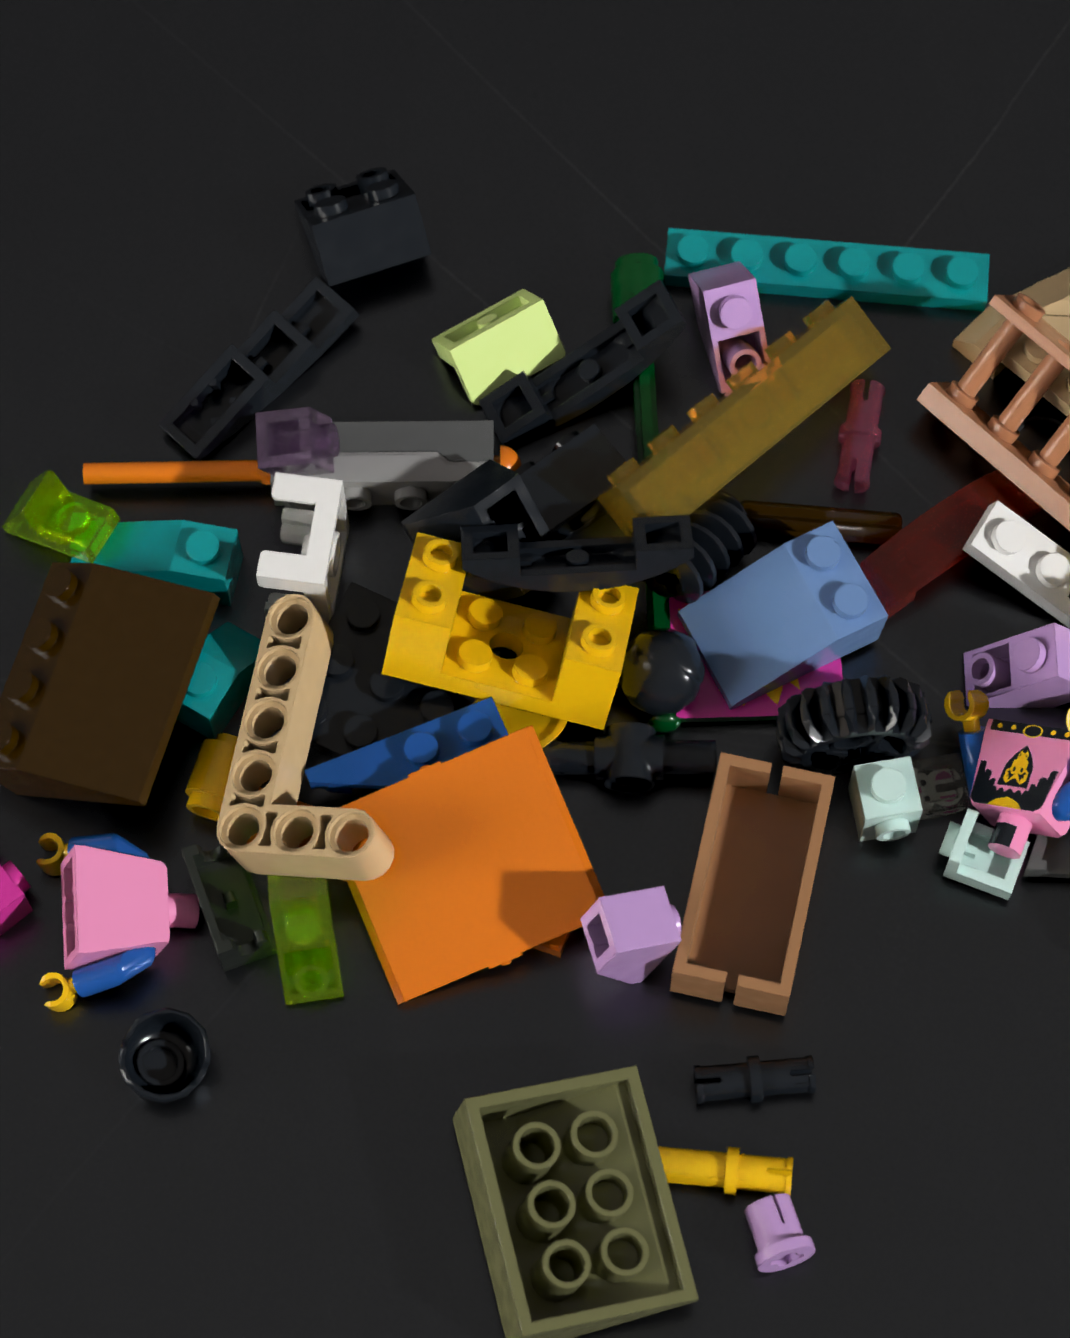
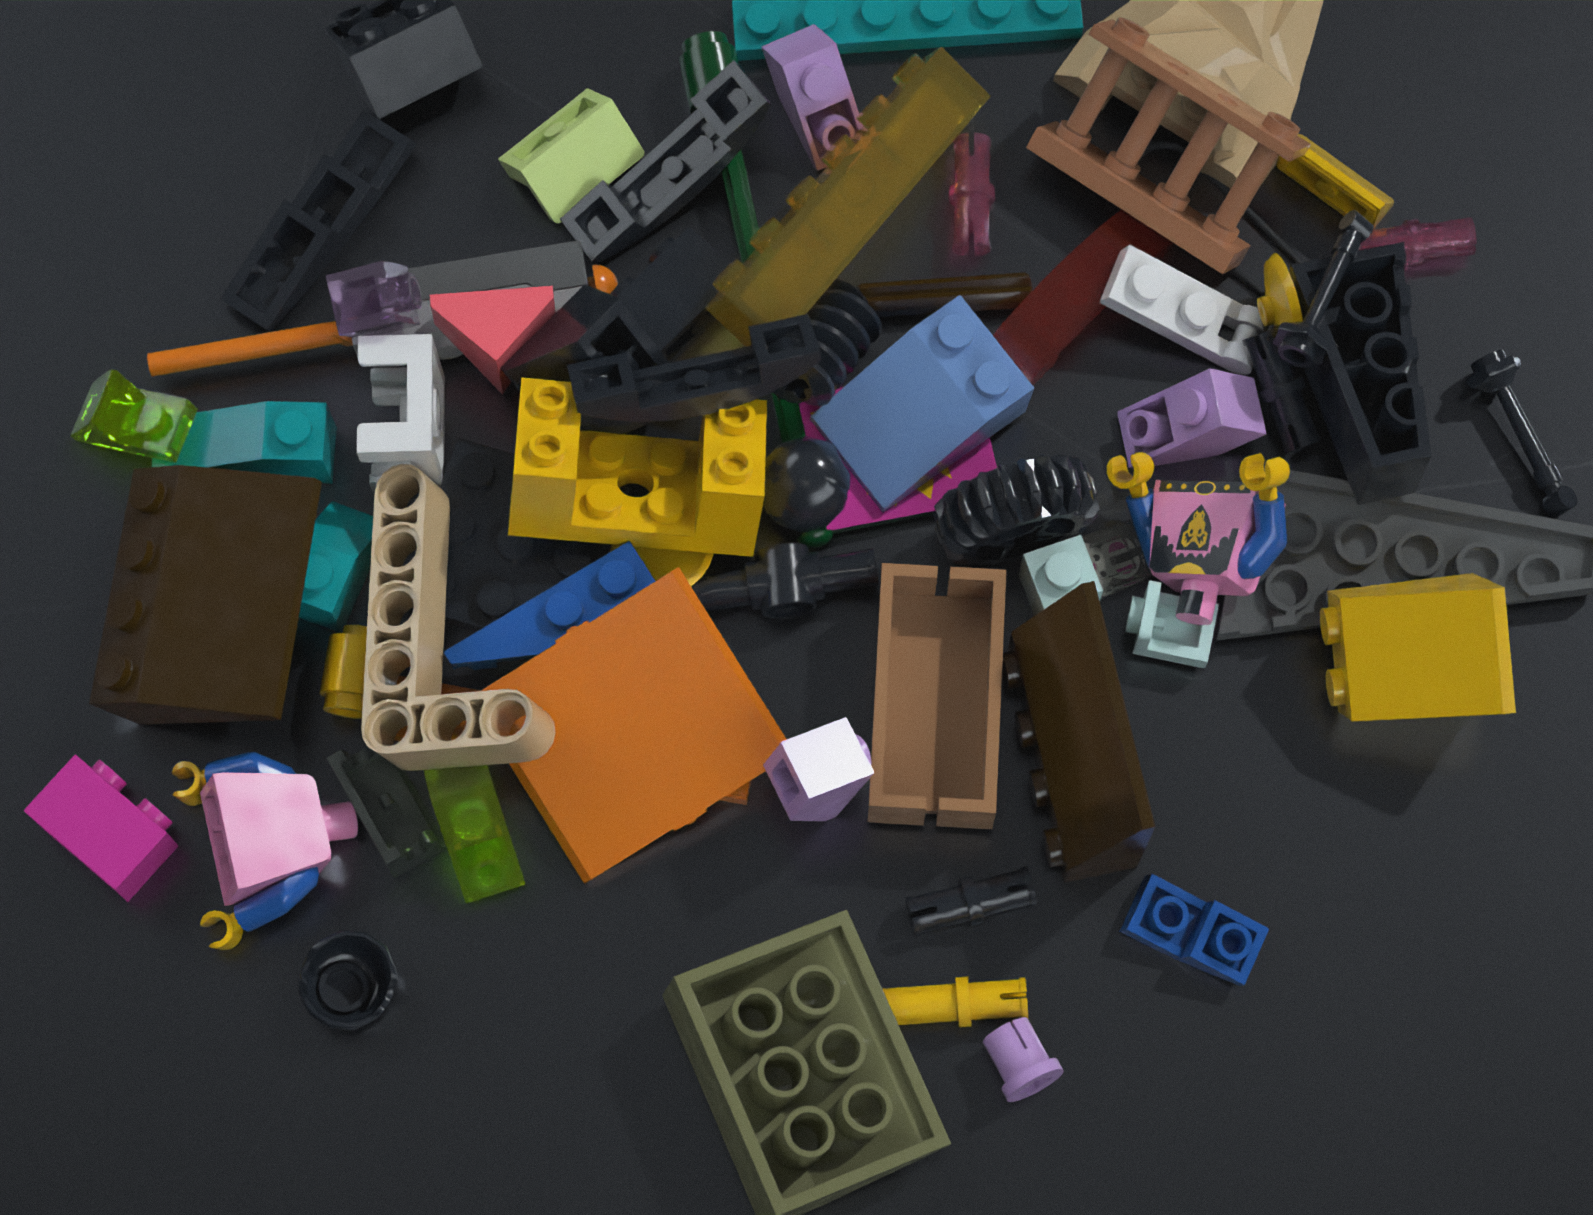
camera: 10 degrees left, 5 degrees up
(399, 482) = (492, 324): none -> coral slope
(878, 943) = (1079, 738): none -> dark brown slope
(959, 1141) = (1194, 930): none -> blue slope

